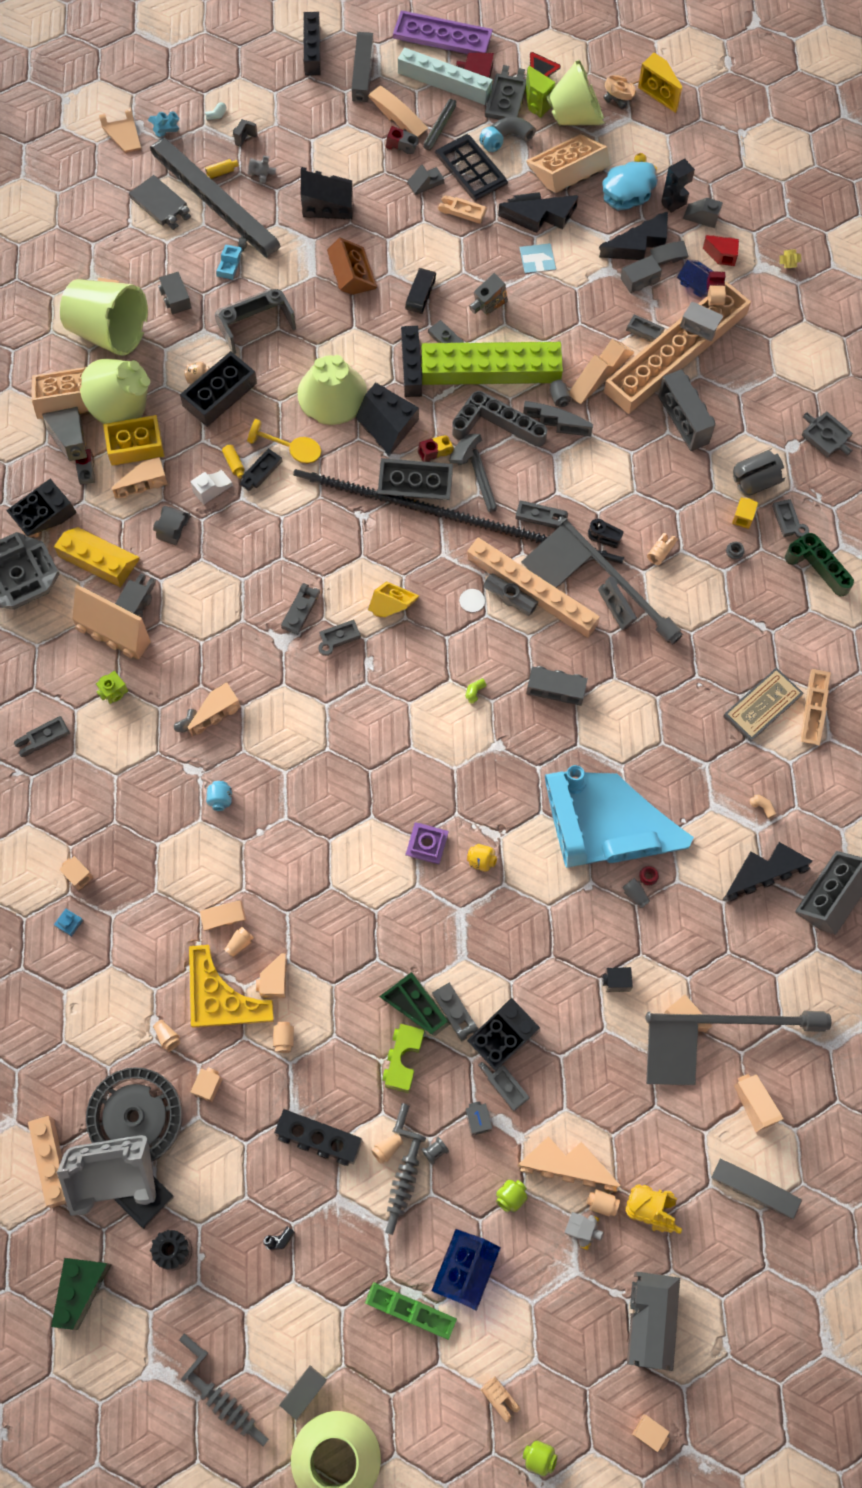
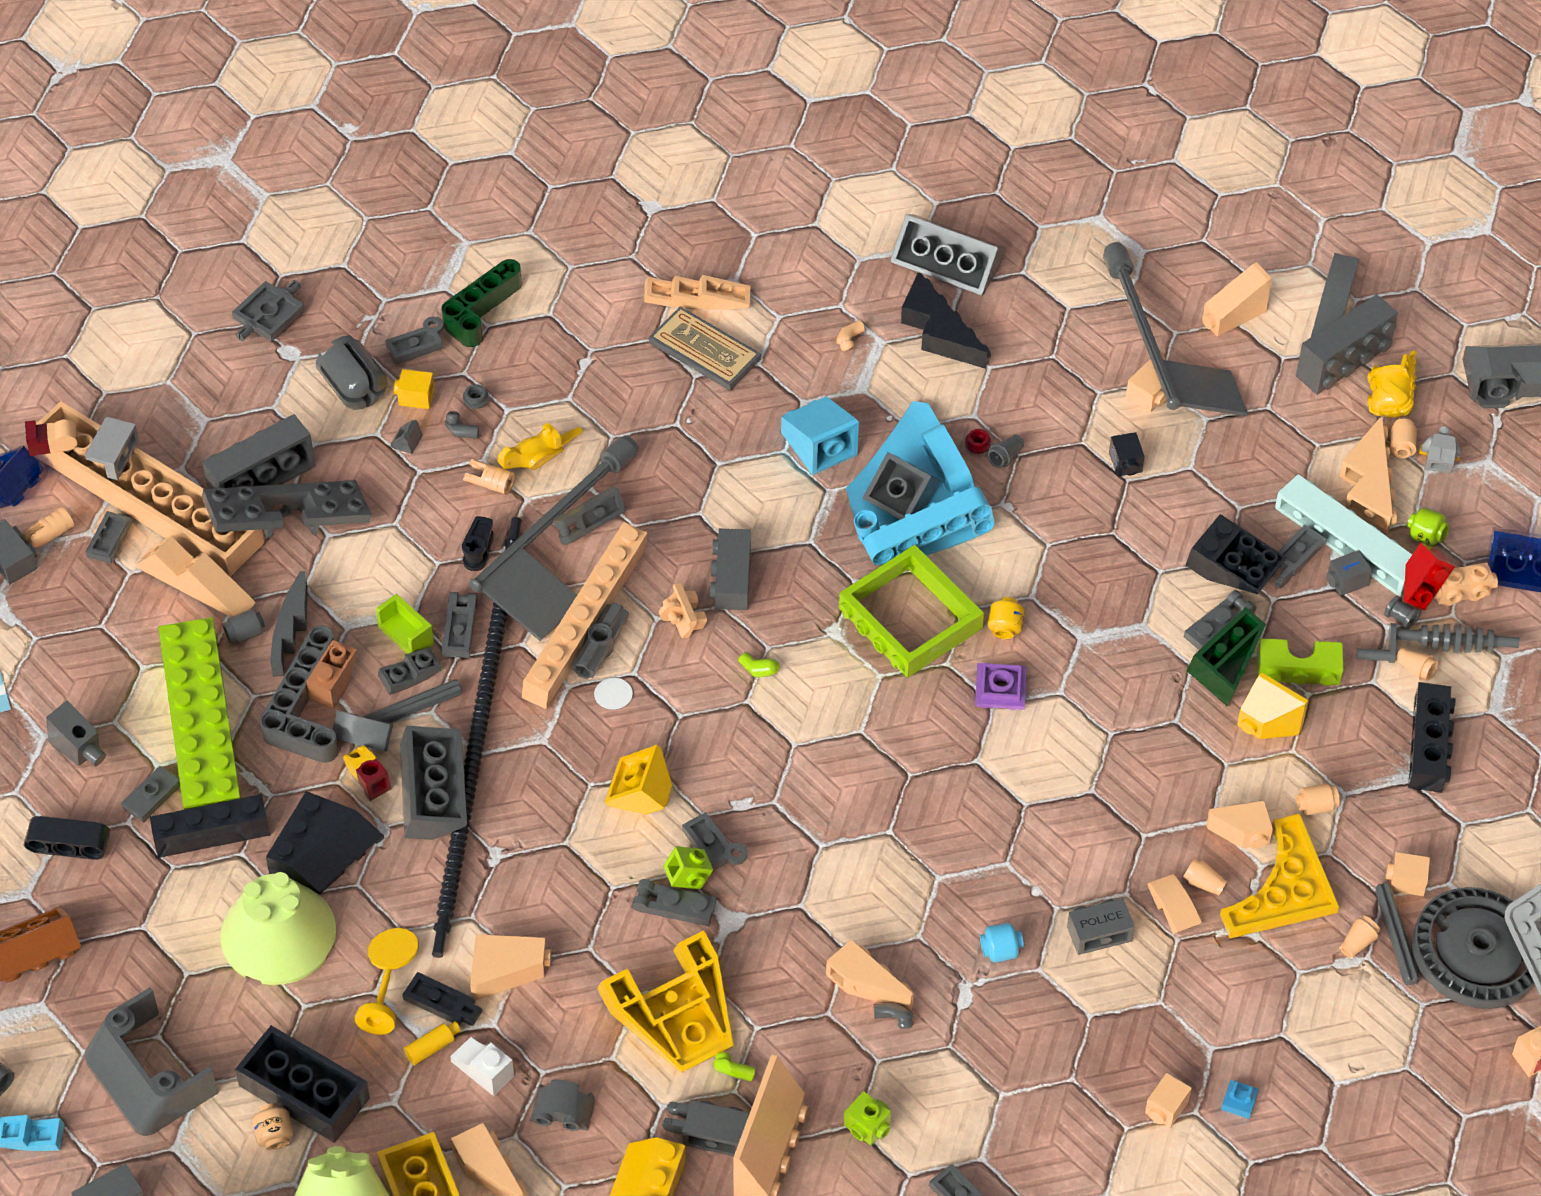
camera: 100 degrees left, 15 degrees down
(165, 1064) = (1397, 934): none -> dark grey axle
(172, 619) = (725, 1066): none -> lime arm
(216, 862) = (1100, 926): none -> dark grey brick
(217, 596) = (682, 1018): none -> yellow wedge
(278, 505) = (506, 963): none -> light nougat slope
(315, 610) = (688, 867): none -> lime brick
(361, 1019) = (1272, 710): none -> yellow slope
(451, 1198) = (1467, 583): none -> light nougat brick
(454, 1170) = (1425, 575): none -> red slope
(510, 435) = (331, 674): none -> nougat slope
(510, 483) = (412, 671): none -> dark grey slope
(512, 822) = (939, 584): none -> lime window
(513, 1130) = (1344, 531): none -> light aqua brick
(535, 648) = (679, 610): none -> light nougat hips
(543, 484) = (404, 625): none -> lime panel
(608, 808) = (900, 487): none -> dark grey slope
(643, 392) = (252, 506): none -> dark grey plate
(657, 298) = (48, 528): none -> light nougat hinge
(667, 763) = (821, 434): none -> medium azure slope
(681, 580) = (536, 449): none -> yellow animal
(700, 1180) = (1346, 344): none -> dark grey brick
(704, 505) = (407, 437): none -> dark grey slope
(709, 536) = (458, 429): none -> dark grey arm

